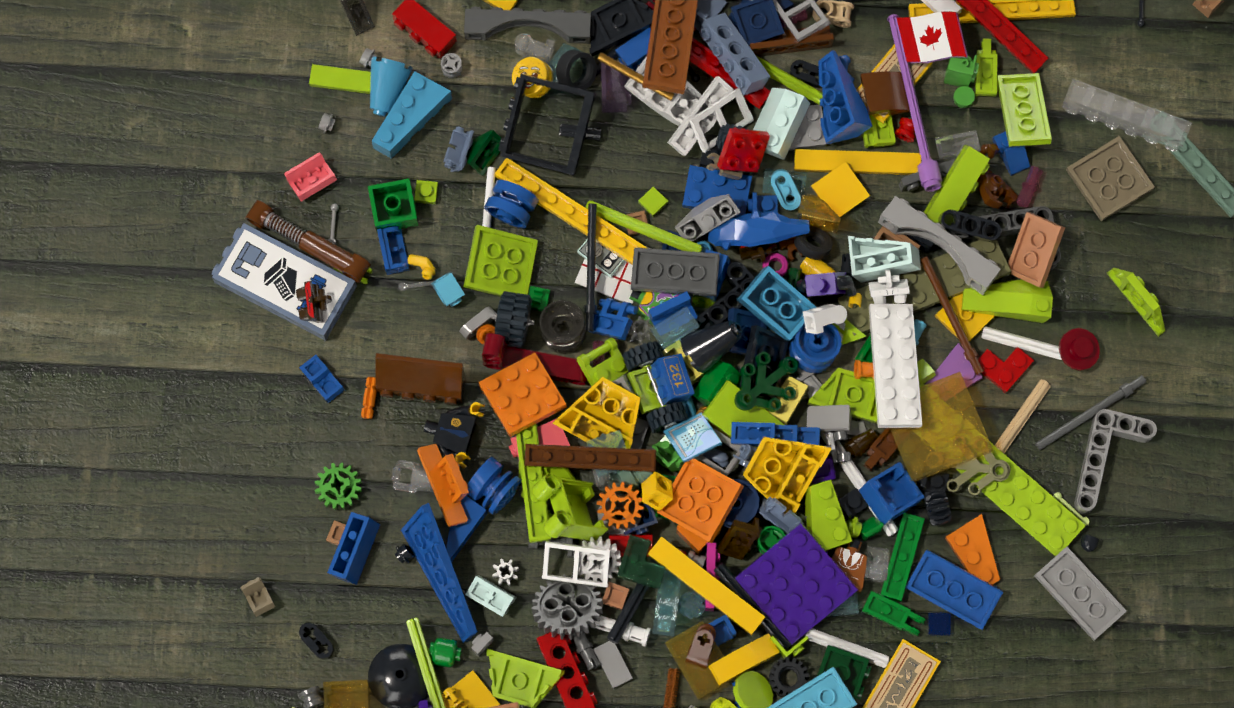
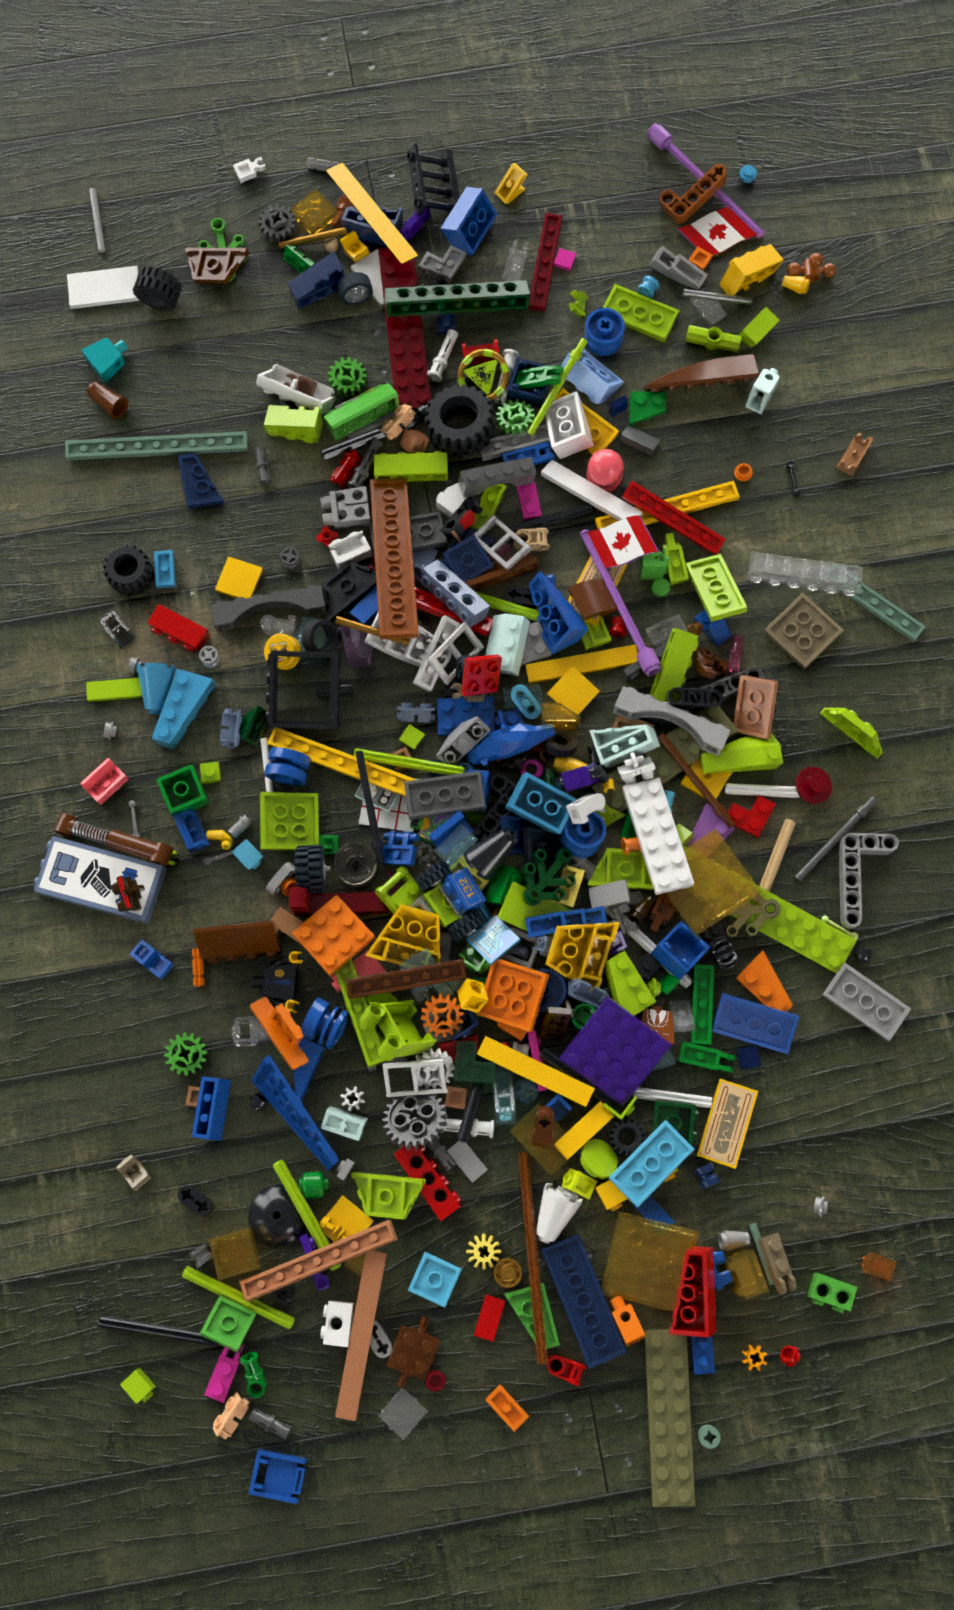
camera: 10 degrees left, 0 degrees up
(446, 257) = (241, 825): none -> light grey pin
(475, 371) = (286, 922): none -> medium nougat tile
(655, 173) = (423, 711): none -> sand blue hinge

